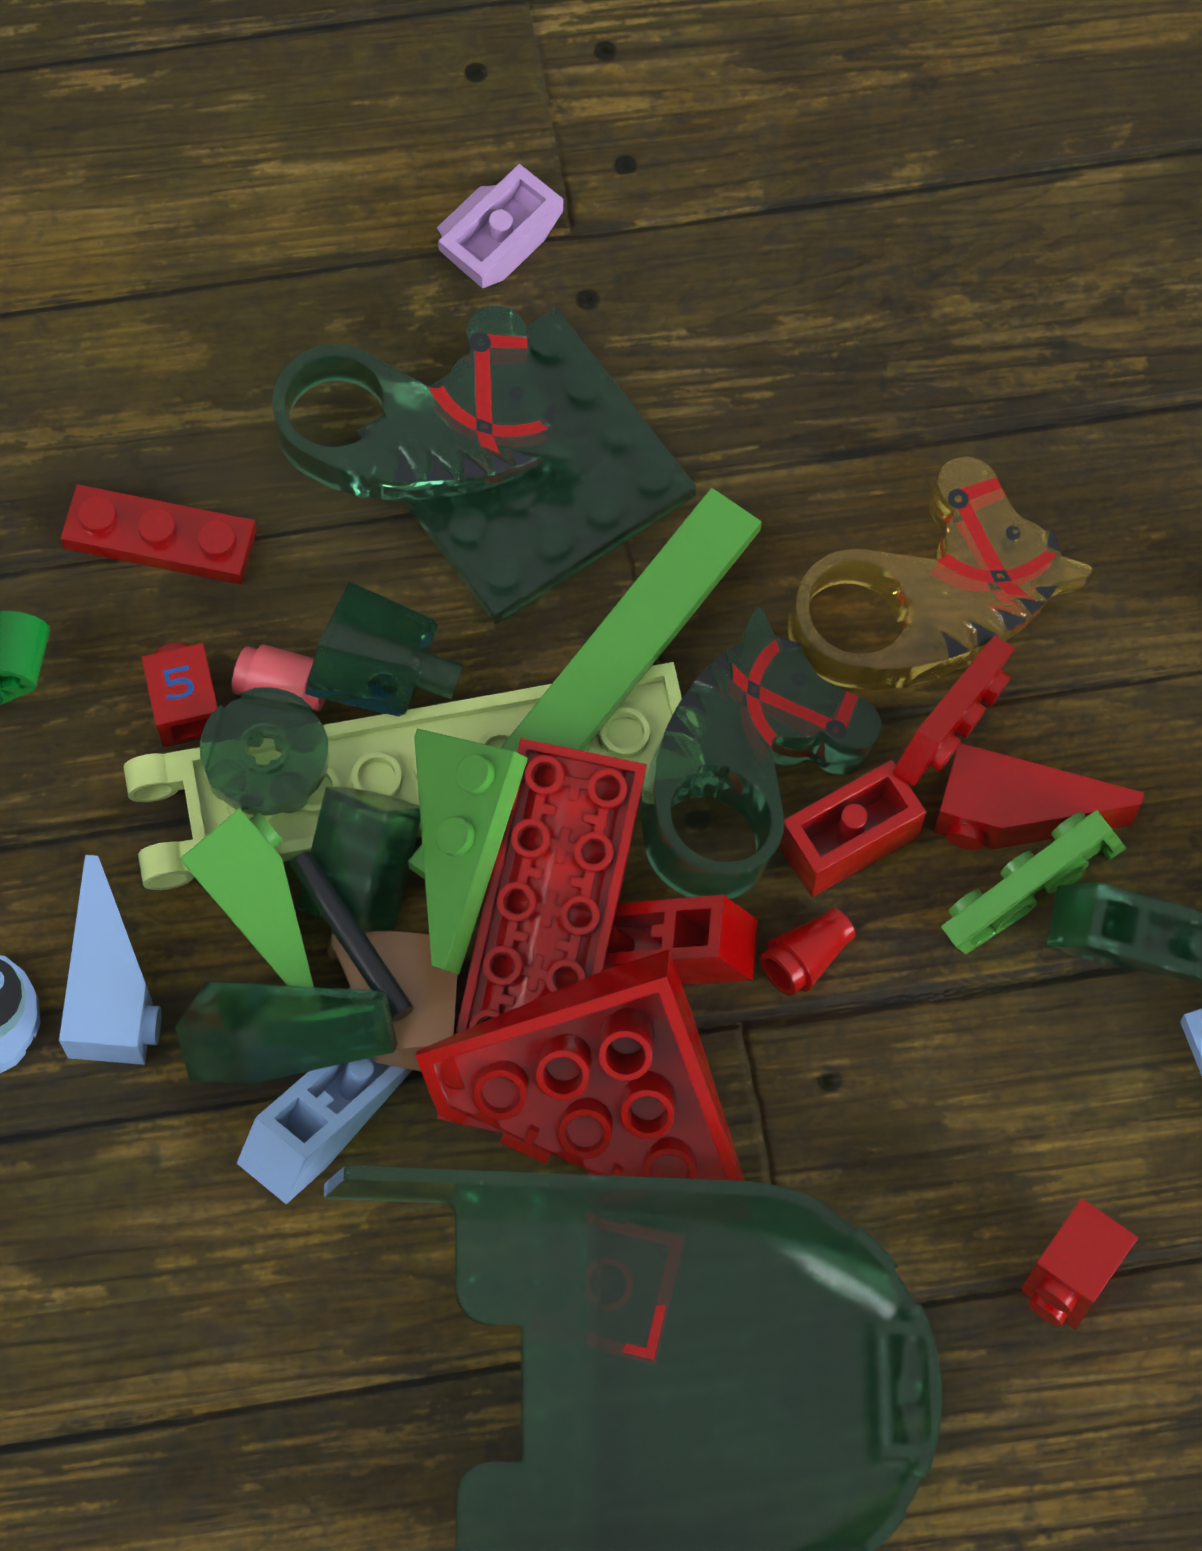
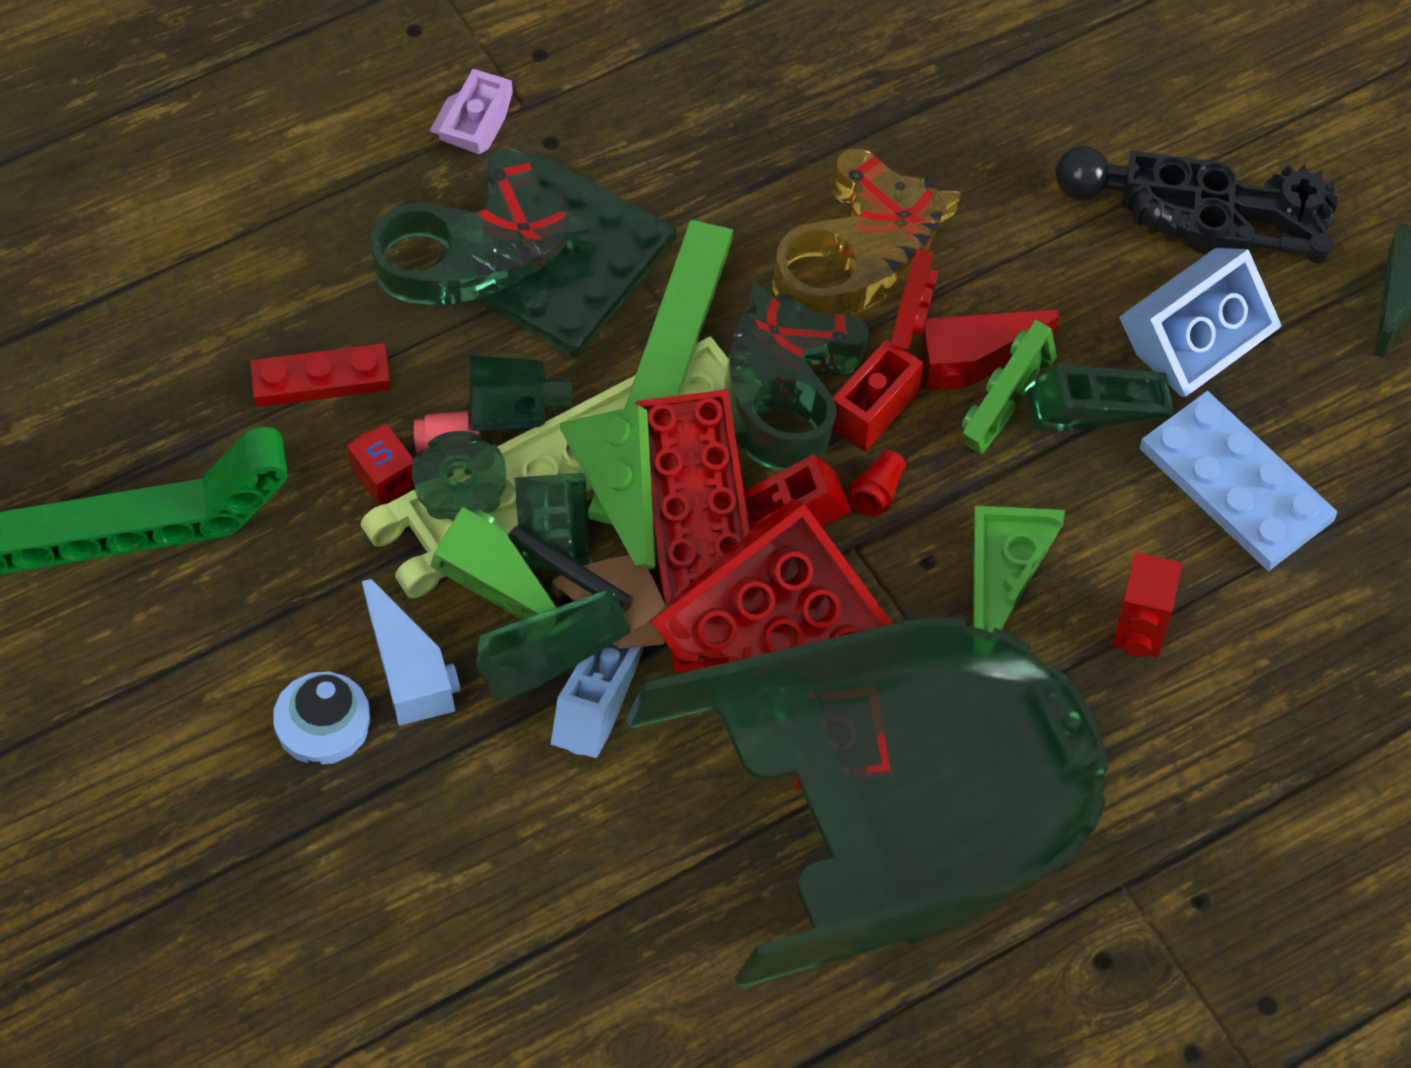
camera: 20 degrees left, 10 degrees down
(931, 1116) = (1005, 557): none -> bright green wing

